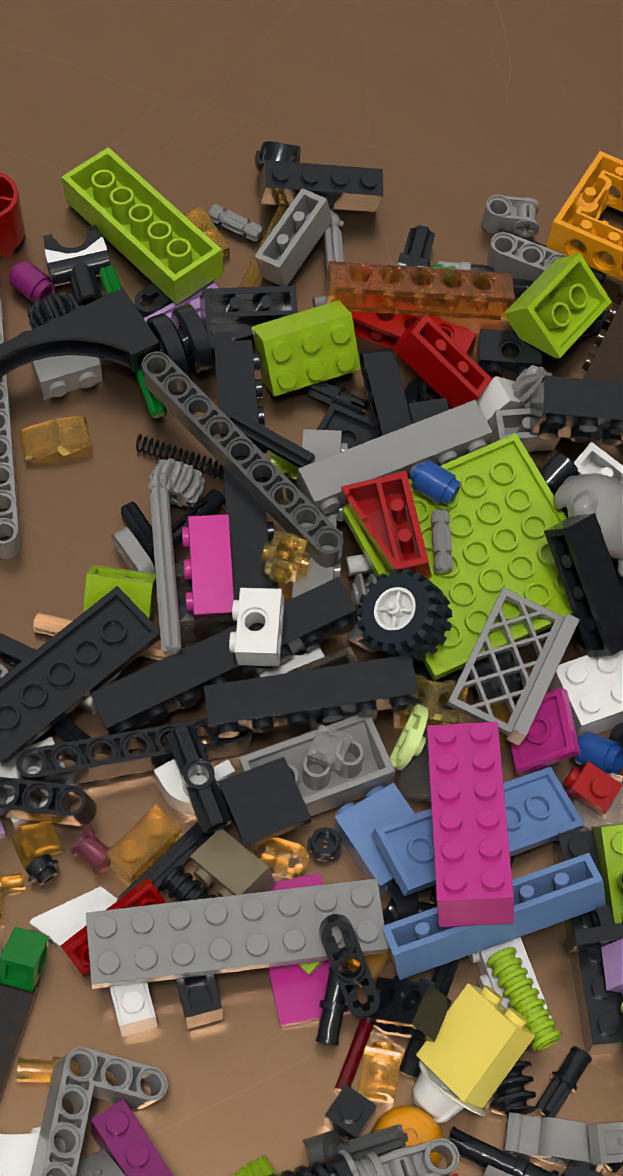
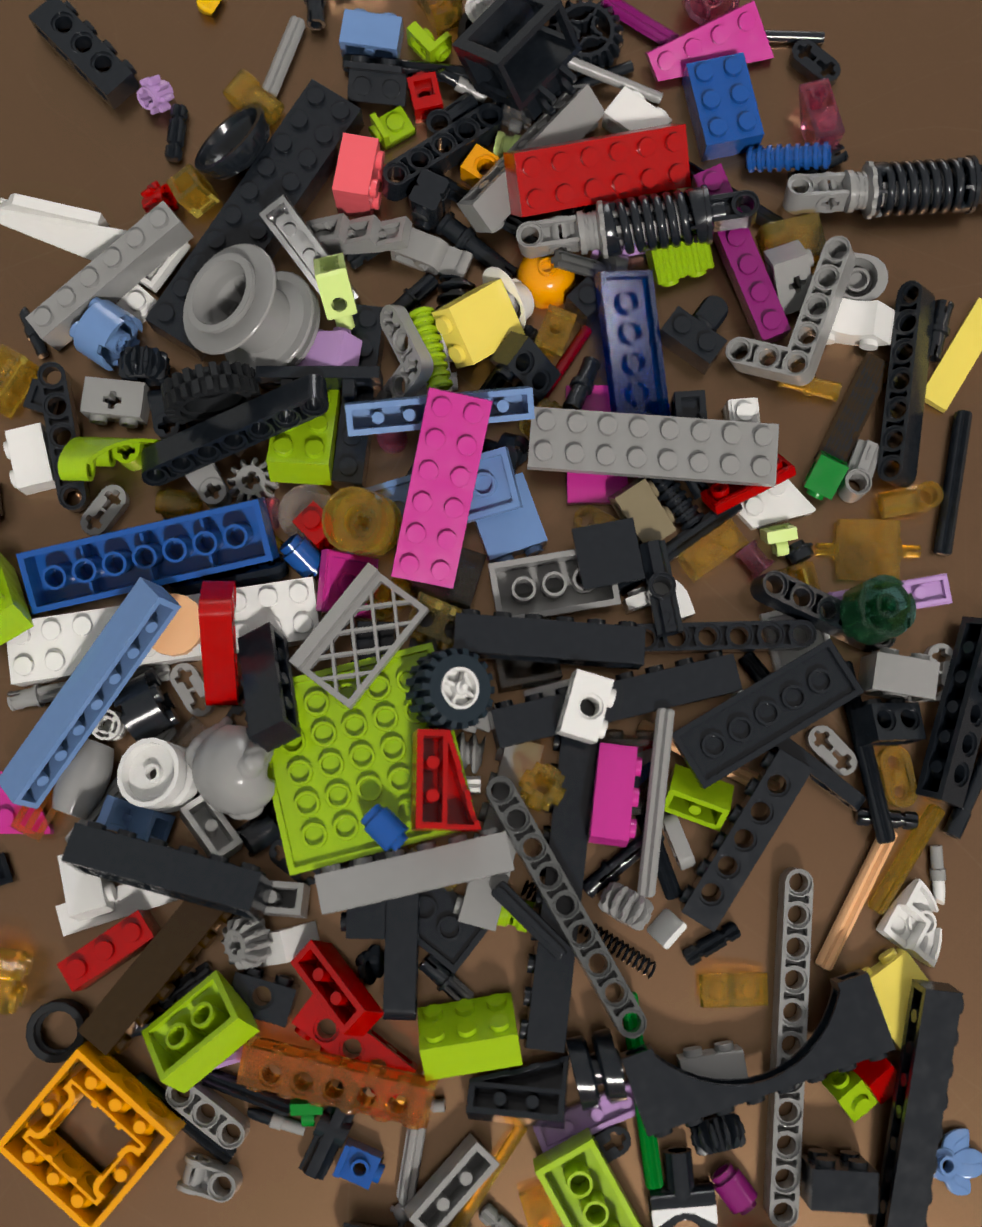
camera: 165 degrees left, 20 degrees up
(69, 880) = (778, 537): none -> yellowish green tile
(75, 541) = (711, 910): none -> black brick
(83, 474) = (711, 943): none -> black axle
(130, 476) = (666, 928): none -> white slope
(206, 1100) = (695, 335): none -> black brick
(282, 1059) = (632, 342): none -> clear blue plate
(325, 835) = (561, 521): black plate -> none
(329, 747) = (541, 593): clear tile -> none
(363, 973) = (564, 406): black beam -> none
(380, 246) = (358, 1152): none -> blue brick
(411, 738) = (467, 587): yellowish green plate -> none
(441, 541) = (393, 768): light grey axle -> none
(536, 968) = (415, 361): none -> light grey beam
(545, 782) = (348, 515): none -> clear yellow wheel
(571, 366) = (186, 984): none -> black axle

